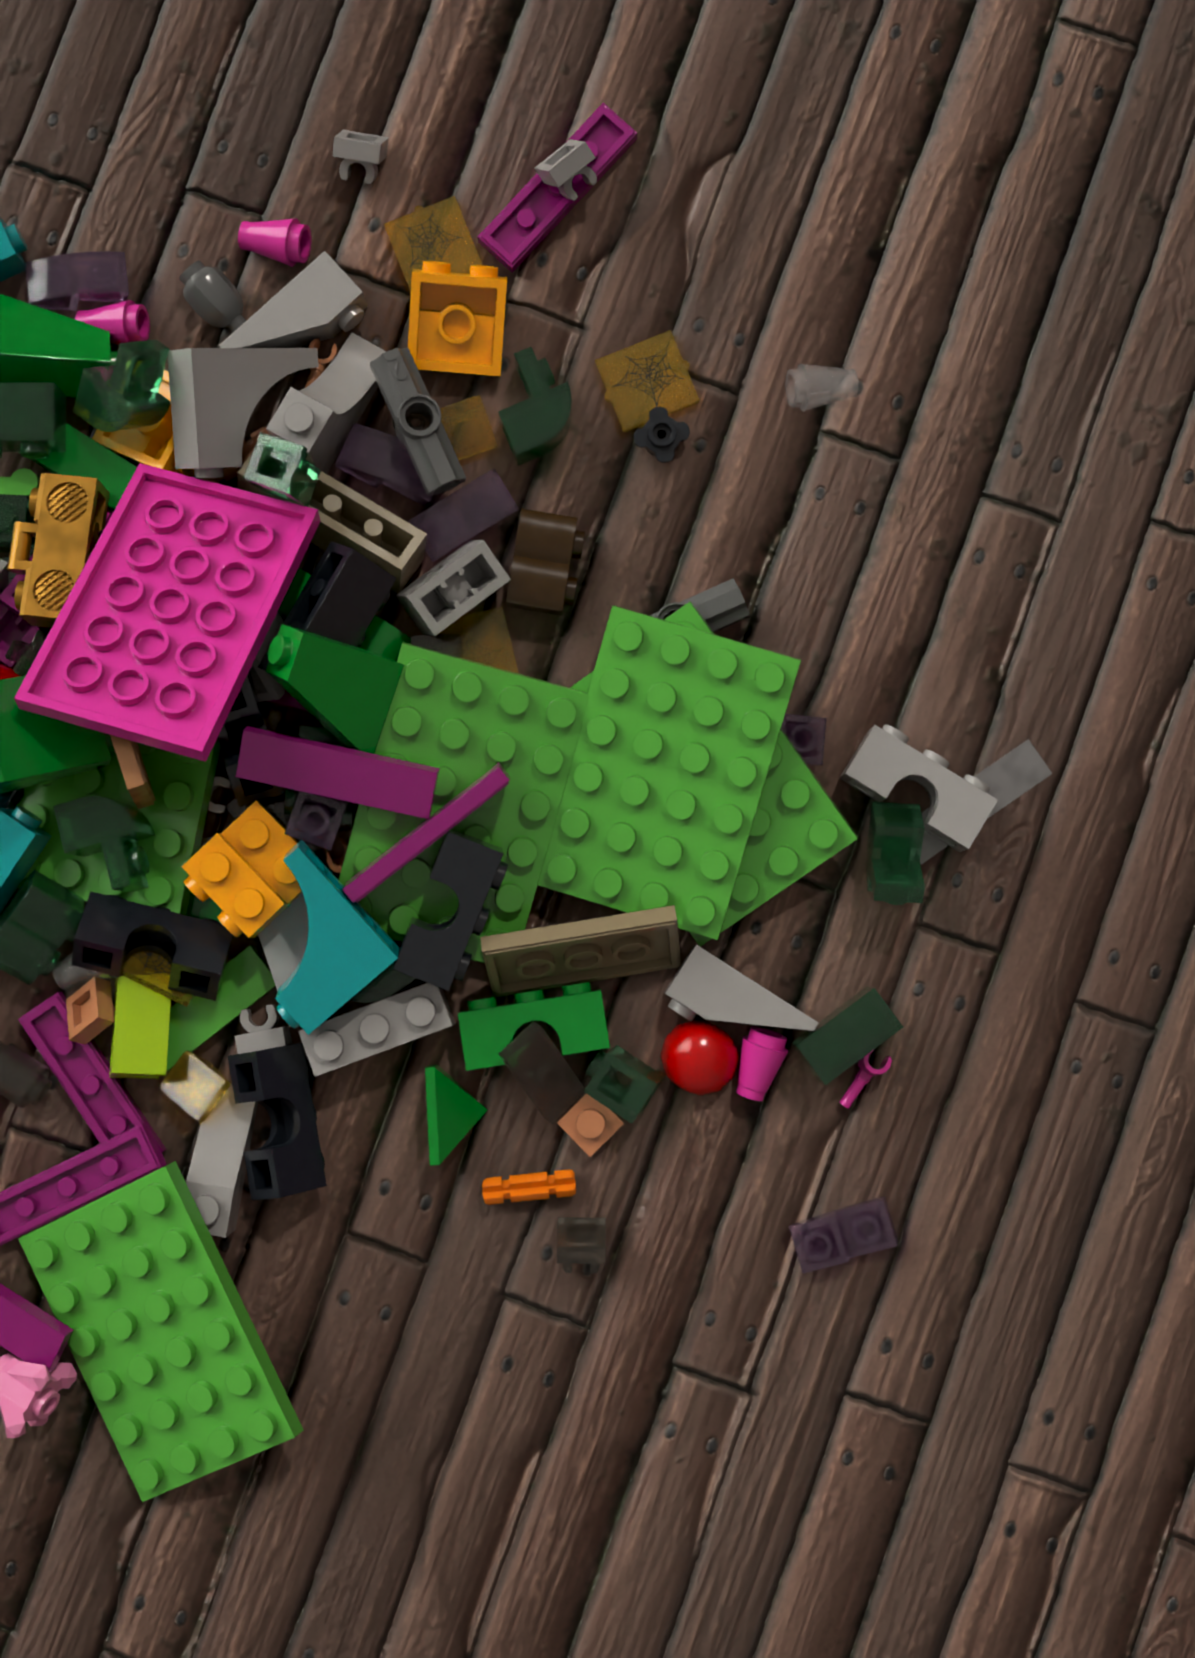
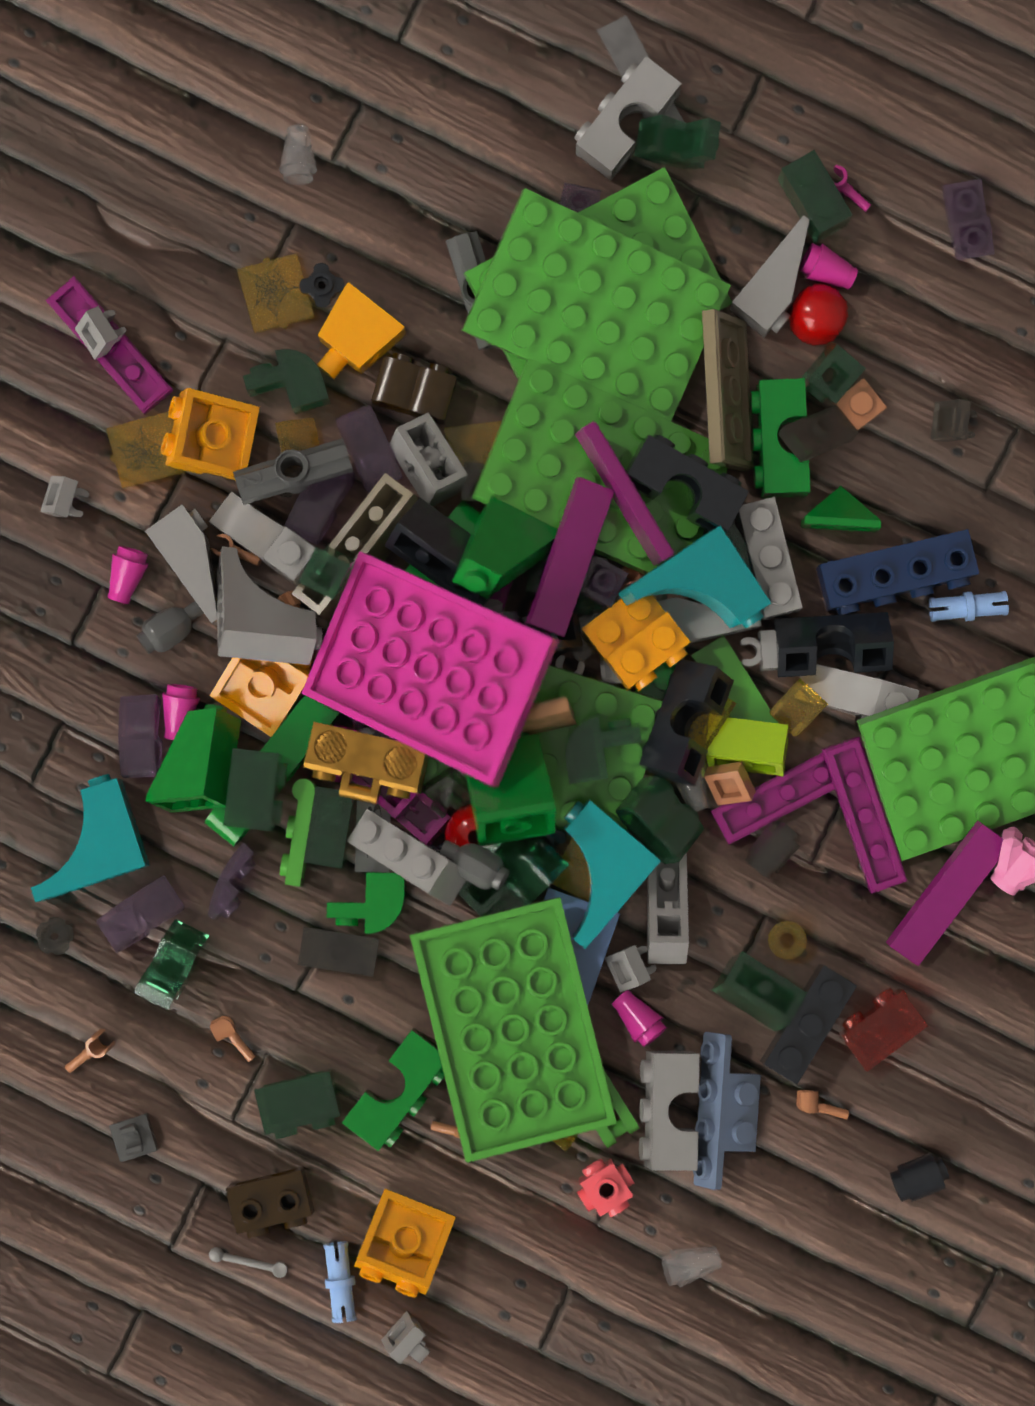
camera: 80 degrees left, 0 degrees up
(127, 392) = (248, 698): clear green brick -> none
(349, 1288) = (968, 606): none -> light blue pin
(381, 1193) = (898, 571): none -> dark blue brick
(529, 1187) = (904, 458): orange axle -> none
(605, 482) = (357, 333): none -> light orange torso

